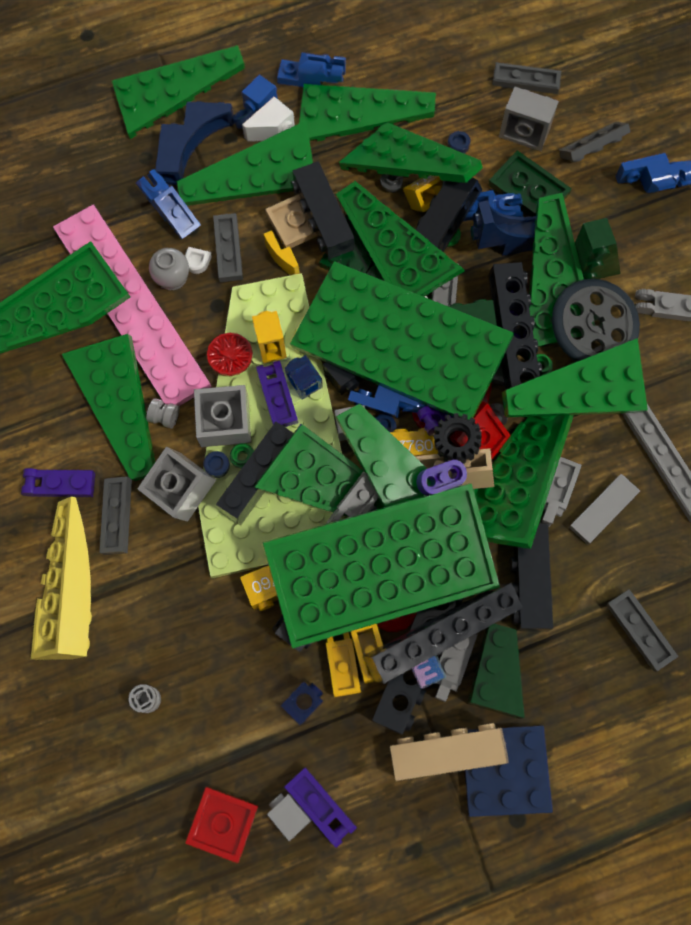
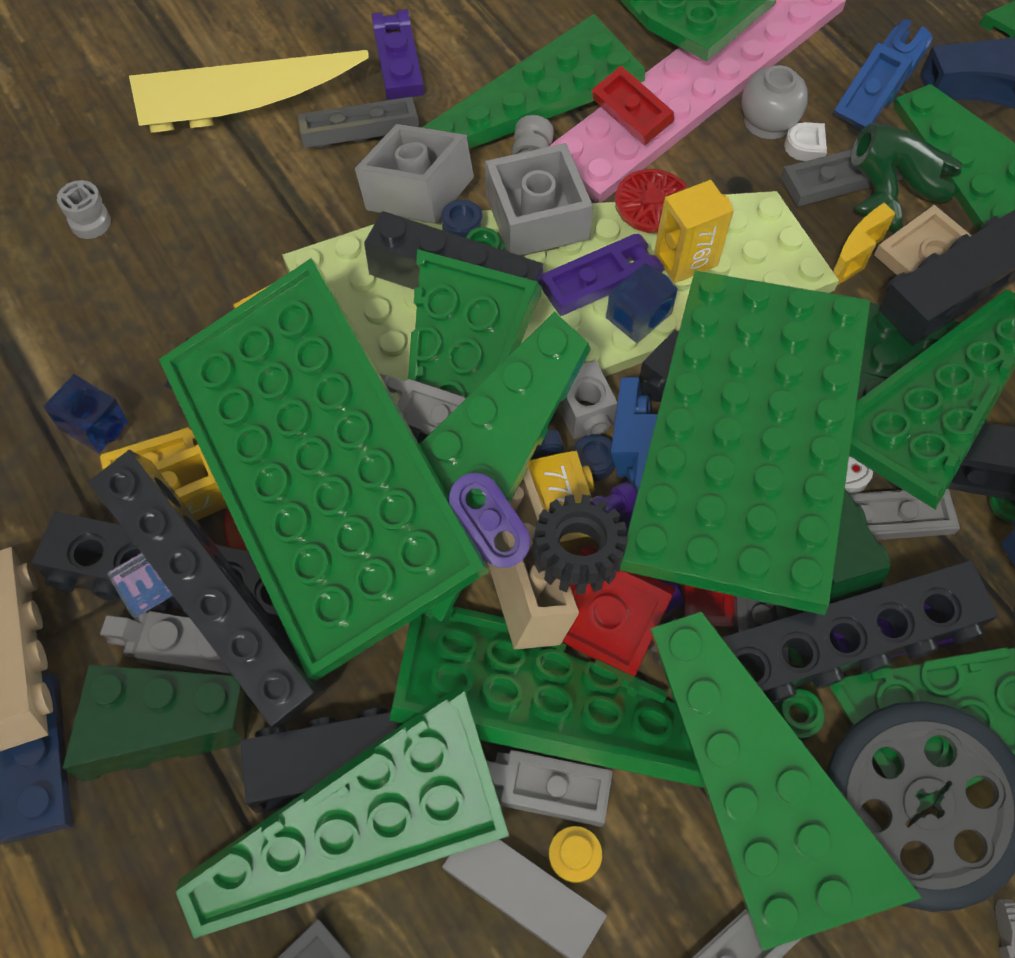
camera: 75 degrees right, 10 degrees down
(157, 347) = (633, 105): none -> red plate
(239, 207) = (920, 164): none -> dark green piece
(567, 557) = (383, 812): none -> wing
(591, 481) = (575, 854): none -> yellow plate

